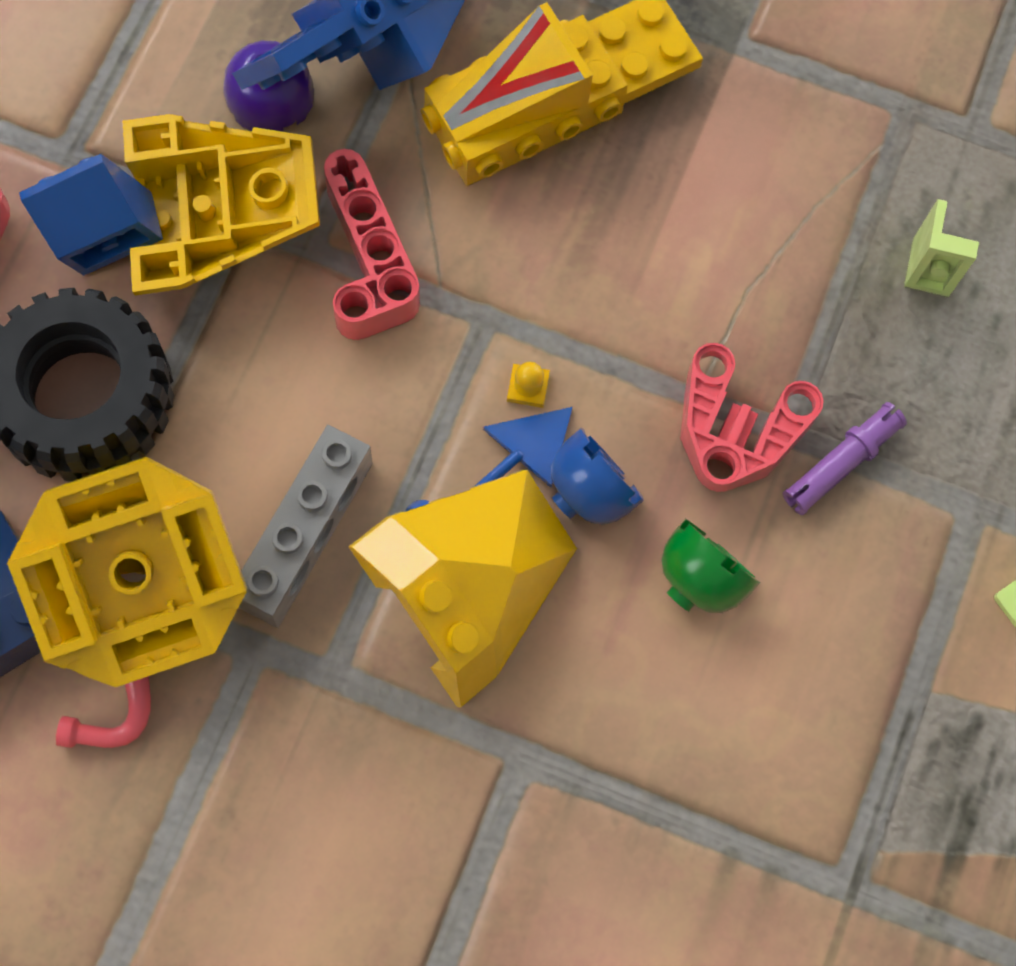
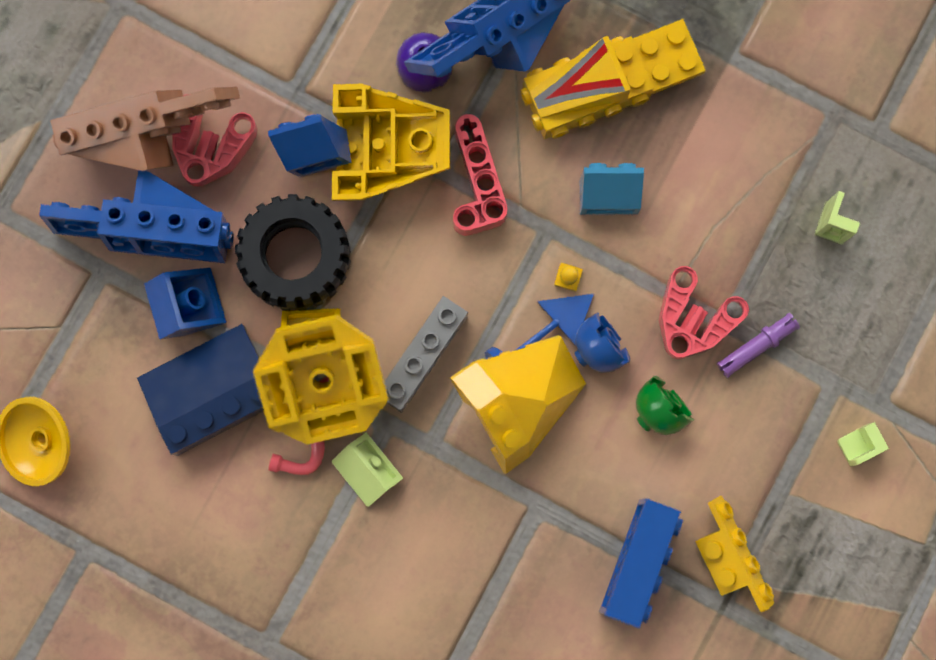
camera: 10 degrees right, 10 degrees up
(224, 725) = (366, 469): none -> yellowish green panel
(580, 240) = (611, 189): none -> dark azure slope
(706, 827) = (640, 562): none -> blue brick
(853, 809) = (730, 558): none -> yellow bracket

